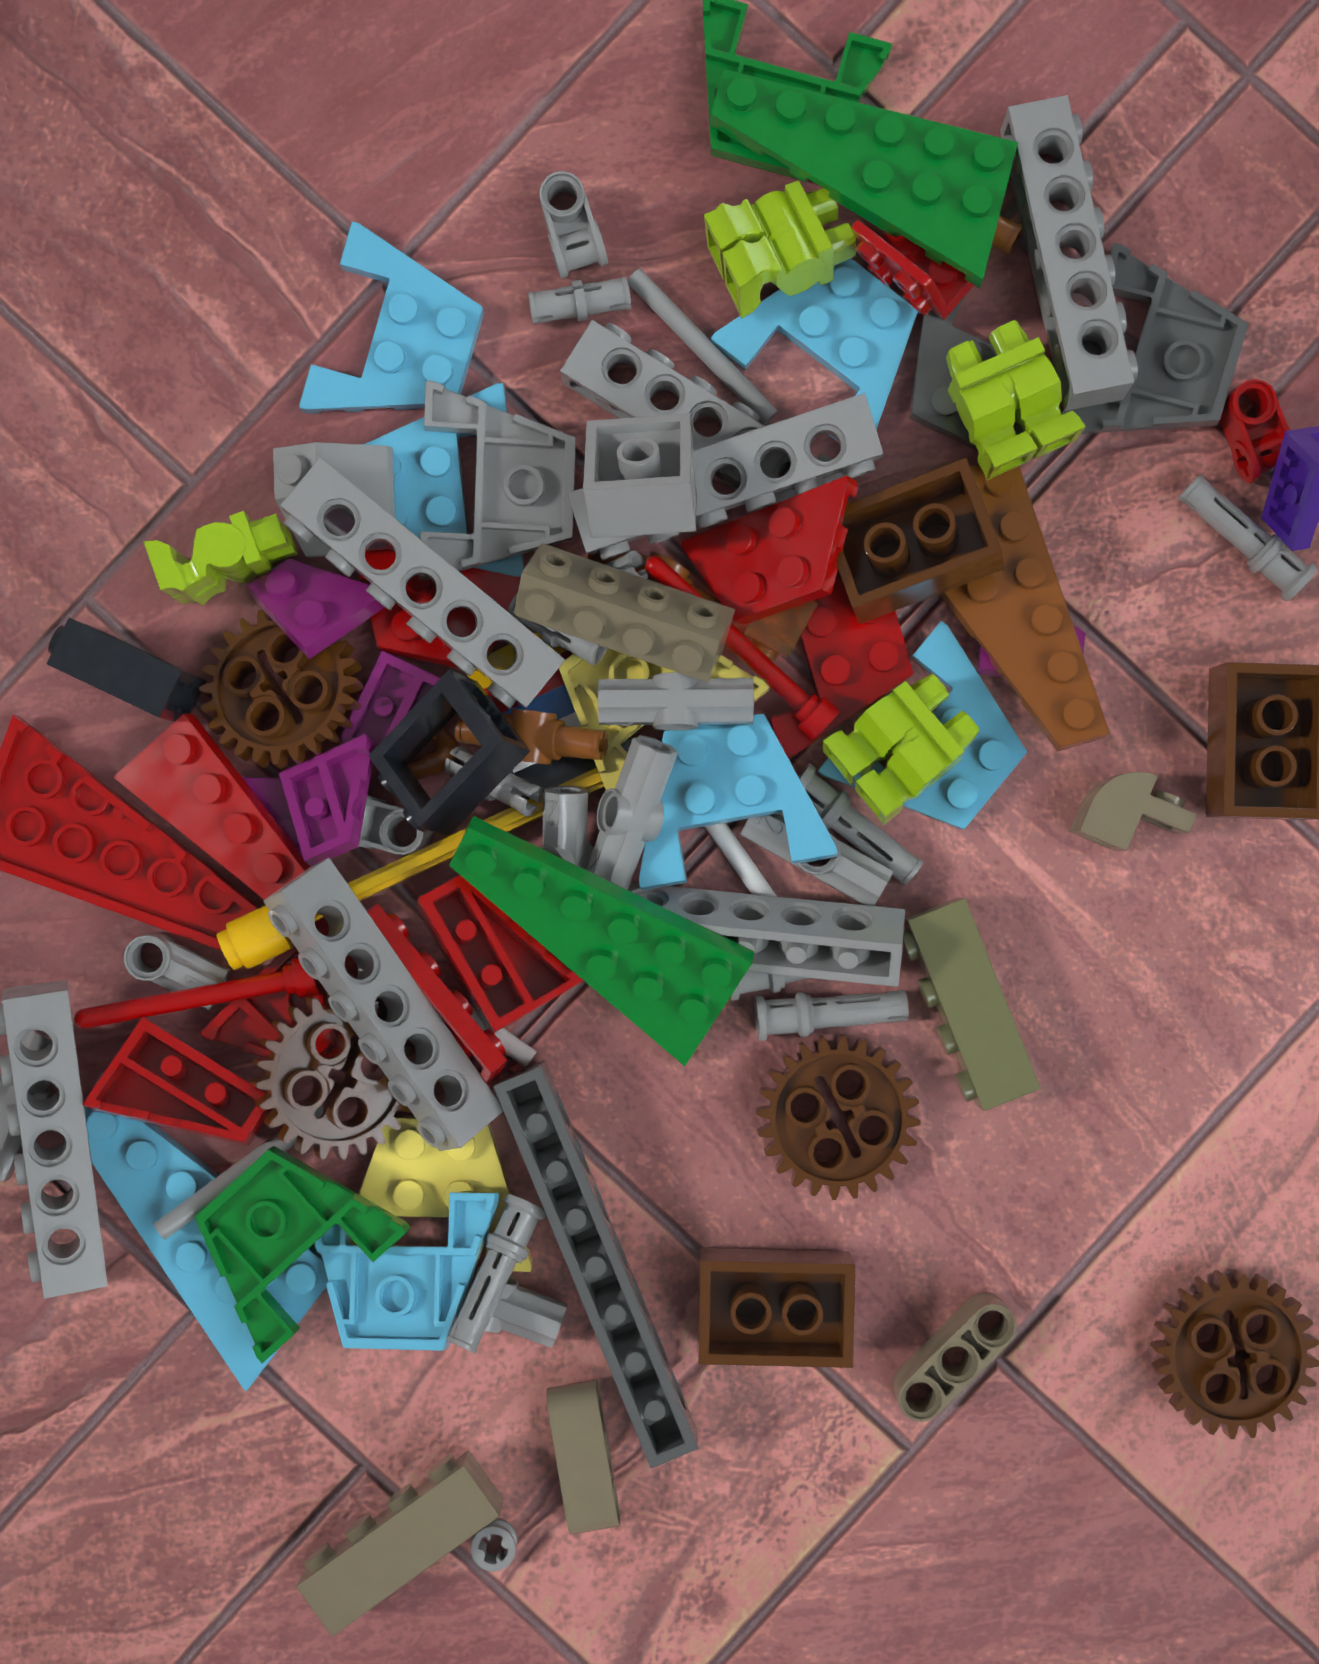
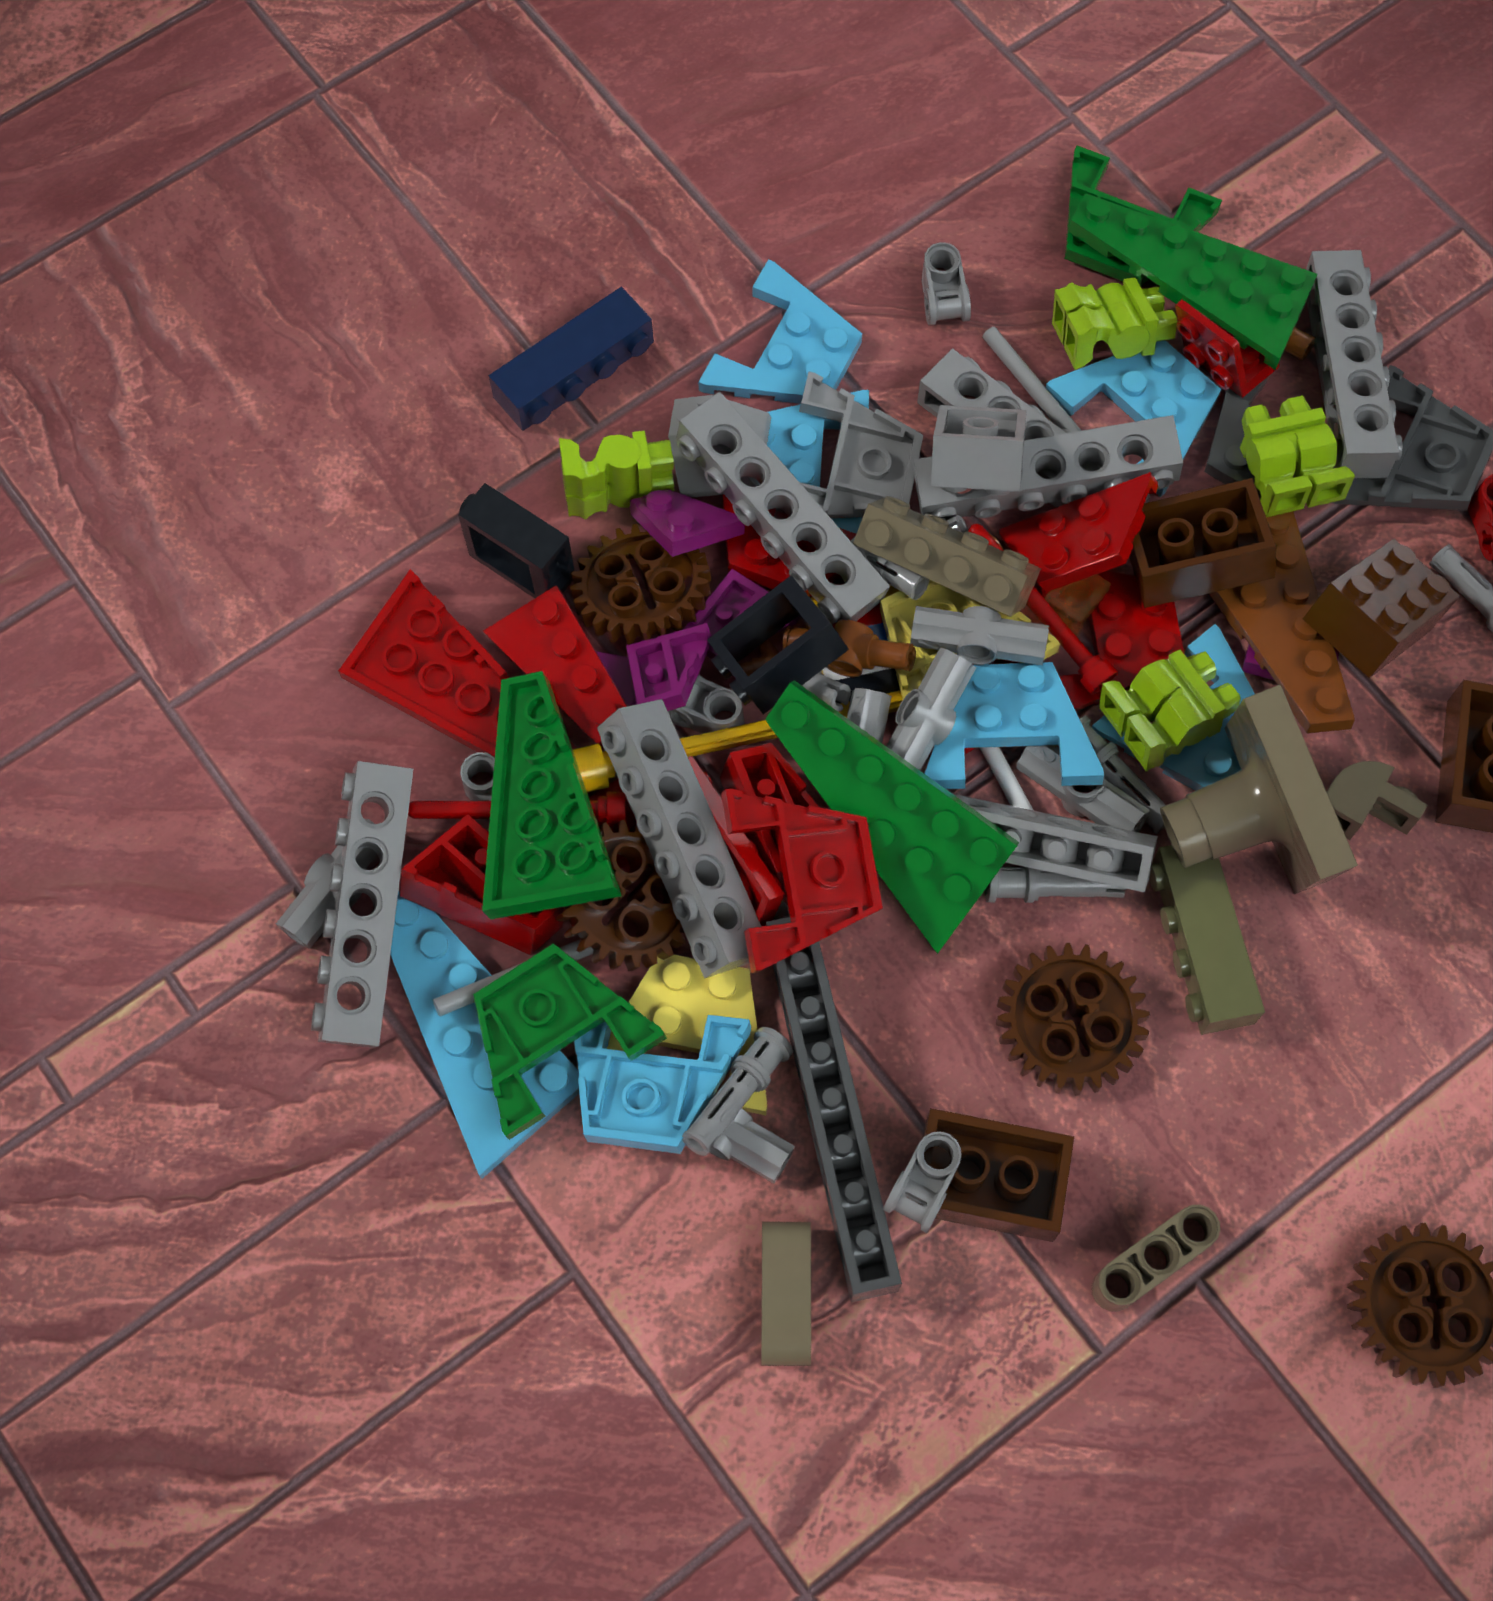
camera: 10 degrees right, 20 degrees down
(143, 403) = (572, 359): none -> dark blue brick
(224, 1031) = (541, 823): none -> green wing
(399, 1542) = (597, 1337): dark tan brick -> none
(509, 1541) = (698, 1363): light grey bush -> none
(545, 1022) = (824, 870): none -> red wing
(579, 300) = (942, 340): light grey pin -> none
(706, 1357) = (924, 1184): none -> light grey piece
(806, 1013) = (1054, 925): light grey pin -> none
(1013, 875) = (1269, 800): none -> dark tan piece
(1129, 584) = (1381, 607): none -> reddish brown brick

